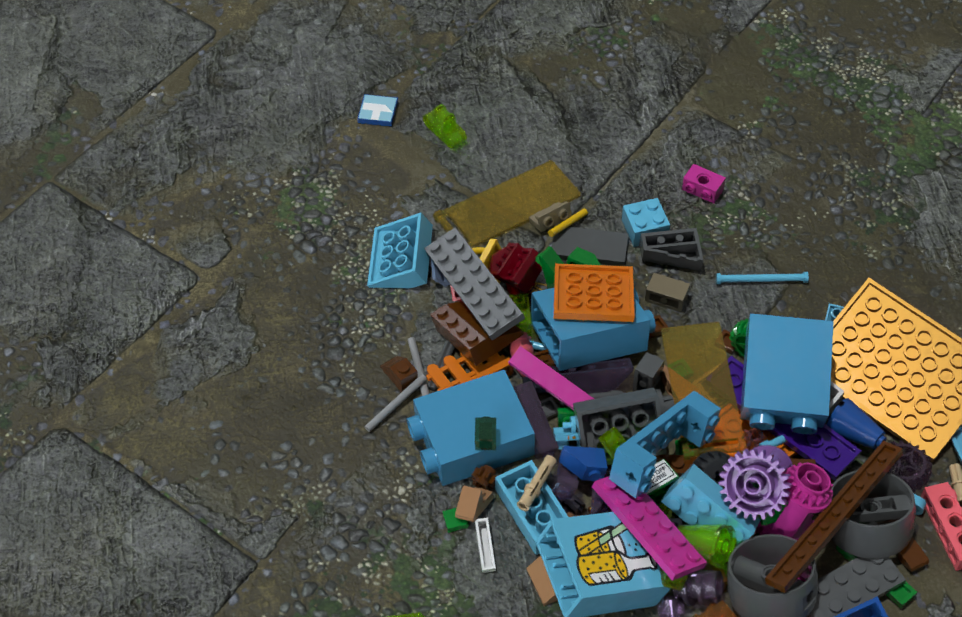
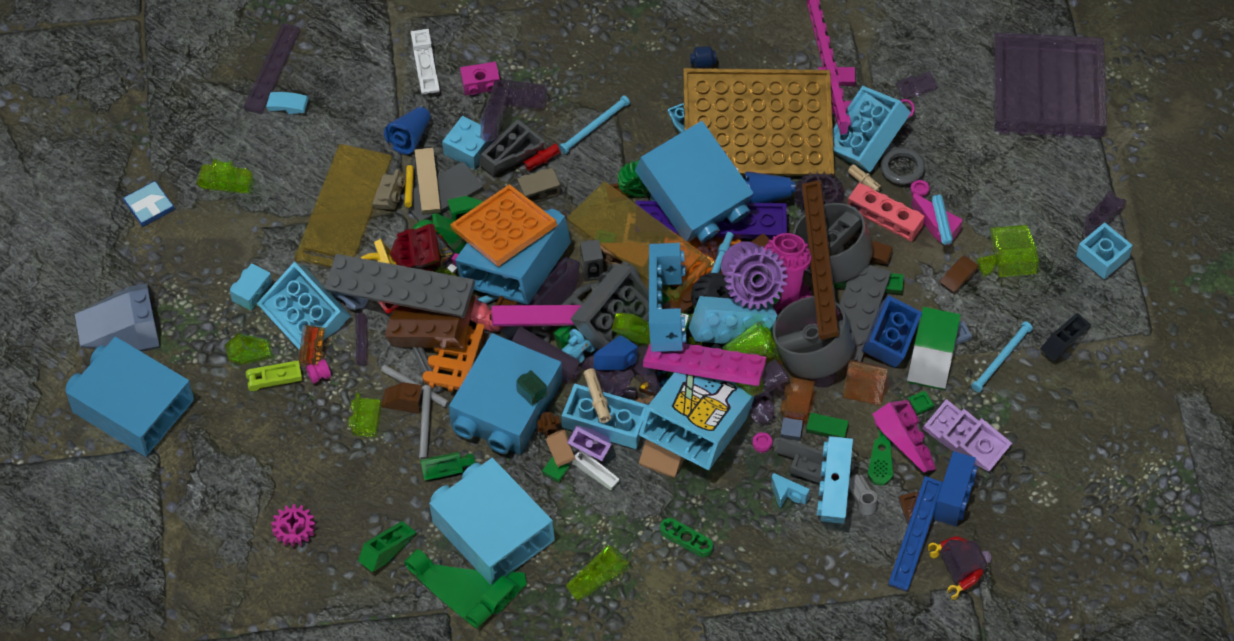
camera: 45 degrees left, 5 degrees up
(215, 225) = (129, 395): none -> dark azure brick
(222, 402) = (285, 521): none -> dark pink gear
(263, 471) = (385, 546): none -> green slope
(271, 173) = (121, 315): none -> sand blue wedge
(288, 558) = (465, 589): none -> green panel
(329, 285) = (273, 375): none -> lime plate
(331, 253) = (247, 349): none -> clear neon green slope
(356, 517) = (491, 520): none -> medium azure brick
(358, 363) = (365, 416): none -> clear neon green bracket
(361, 305) = (317, 371): none -> dark pink wheel
(375, 283) = (311, 344): none -> clear orange slope
(375, 446) = (445, 465): none -> green plate
(380, 211) = (250, 286): none -> medium azure brick
(417, 306) = (361, 347): none -> clear purple axle
(497, 516) = (590, 442): none -> medium lavender slope
(544, 106) = (291, 102): none -> medium azure slope
(559, 78) = (272, 68): none -> clear purple tile
(585, 227) = (427, 181): none -> tan tile
(609, 181) = (407, 130): none -> blue cone
(674, 145) = (424, 61): none -> white slope
(693, 272) = (542, 157): none -> red pin
(697, 207) = (509, 93): none -> clear purple beam
(905, 287) = (703, 57): none -> dark blue head

